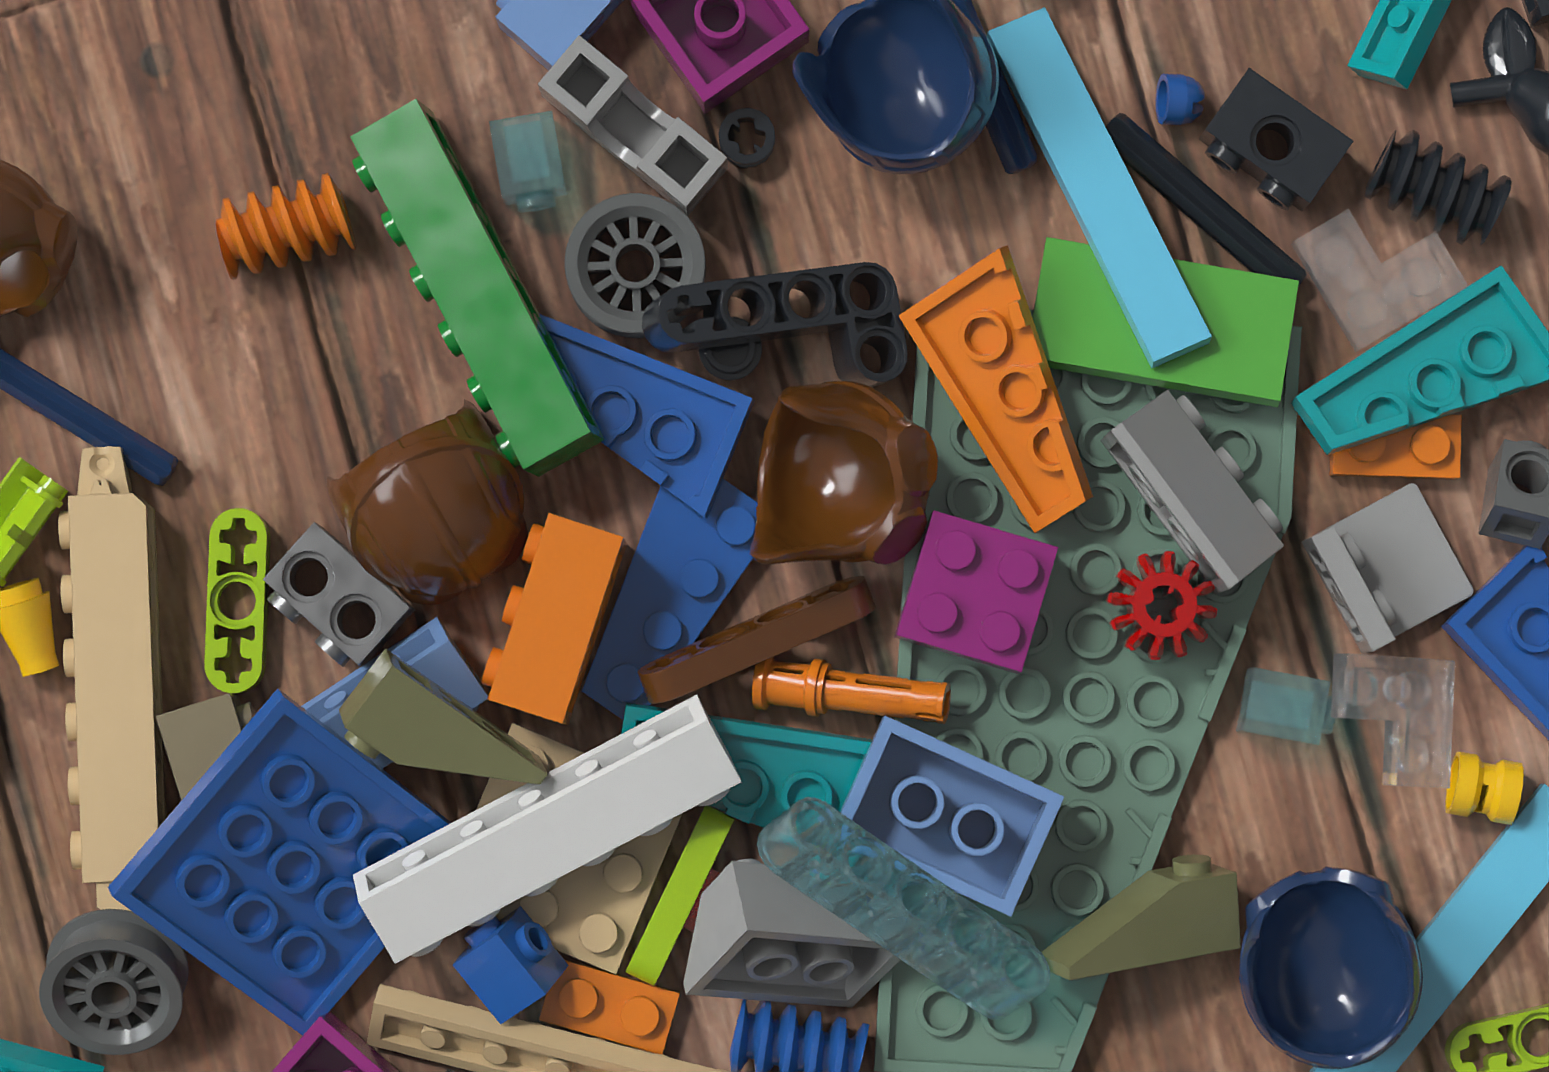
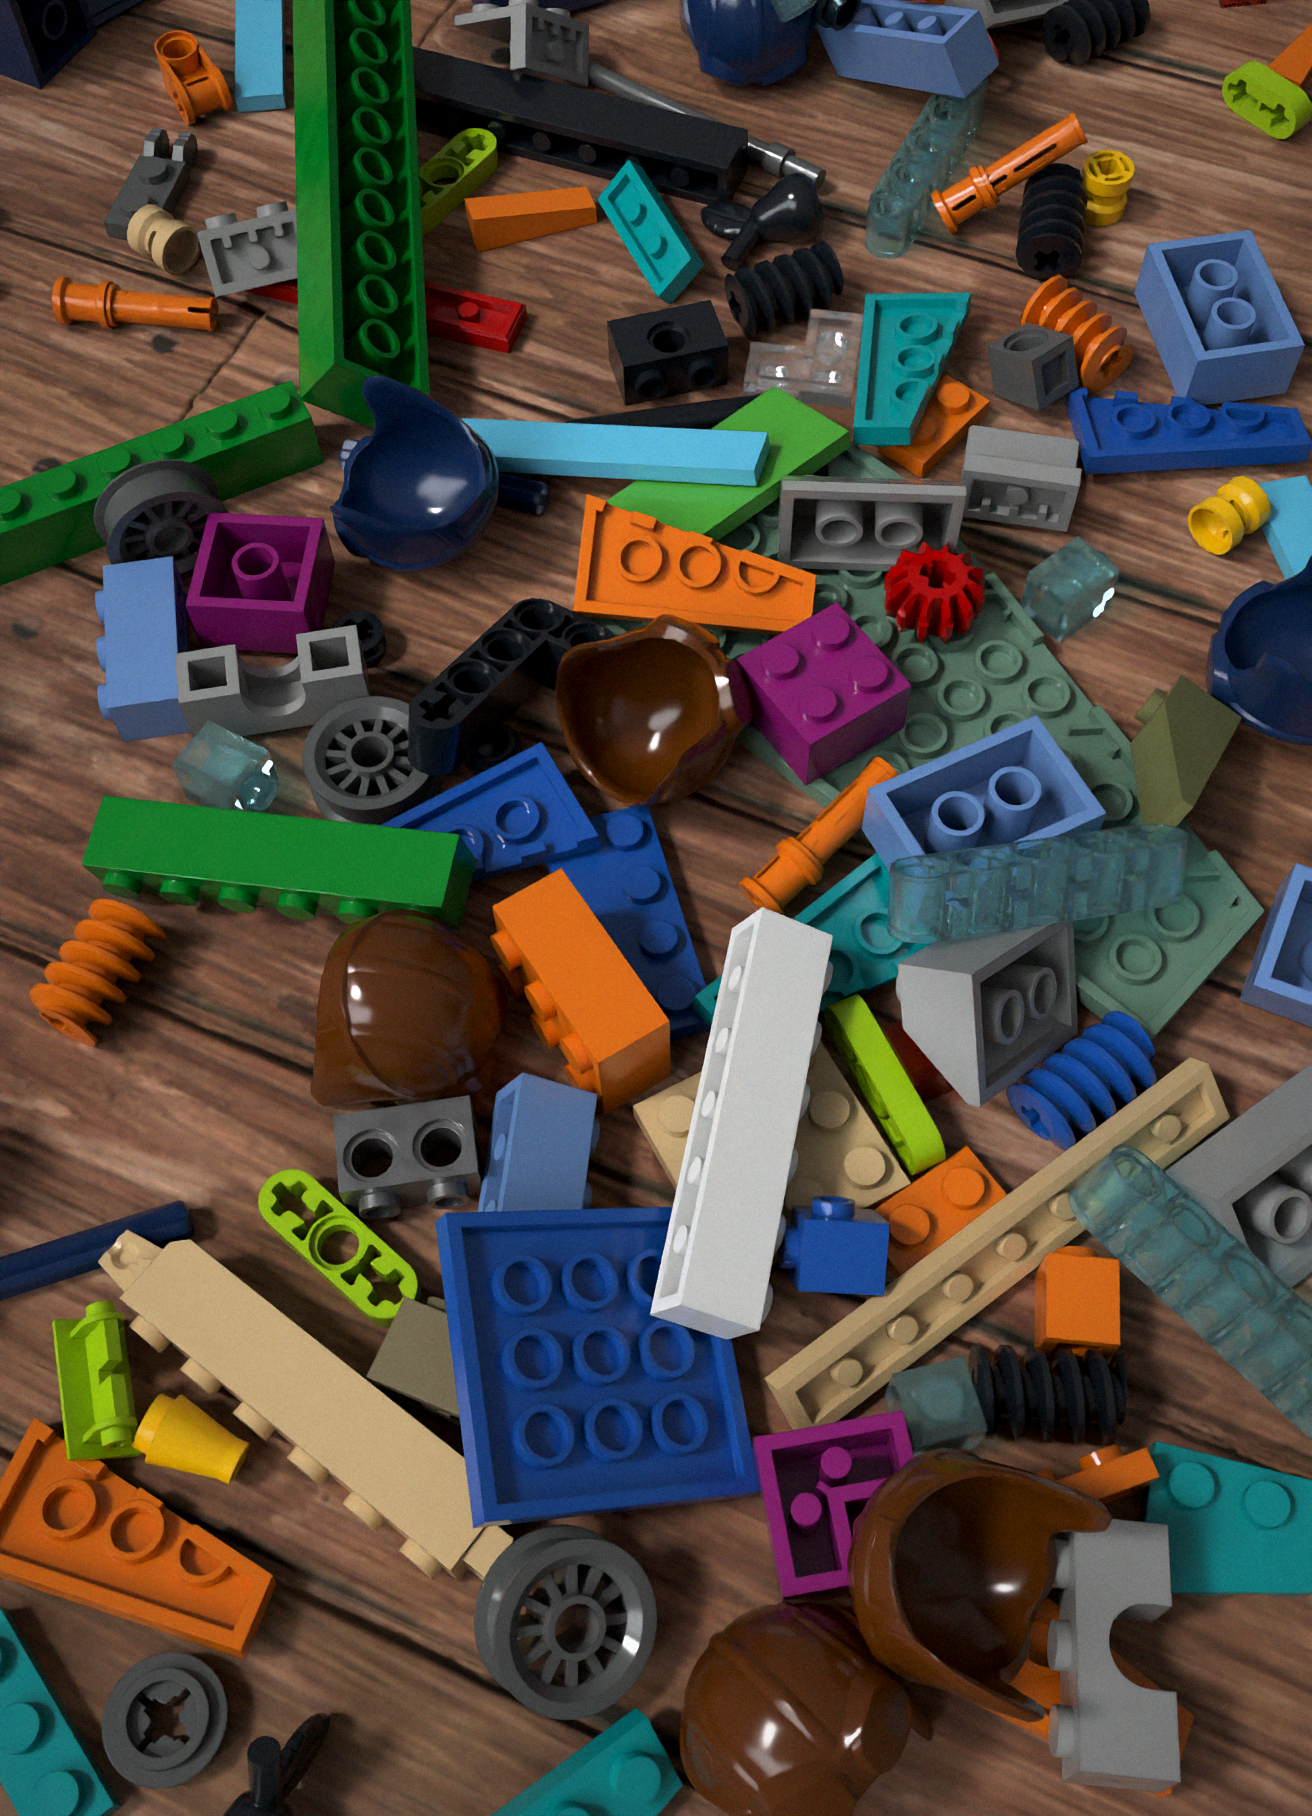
camera: 45 degrees left, 25 degrees down
(427, 727) = (559, 1140): olive slope -> none
(756, 639) = (724, 876): reddish brown beam -> none
(1178, 99) = (578, 397): blue hinge -> none
(1417, 710) = (1125, 513): clear plate -> none

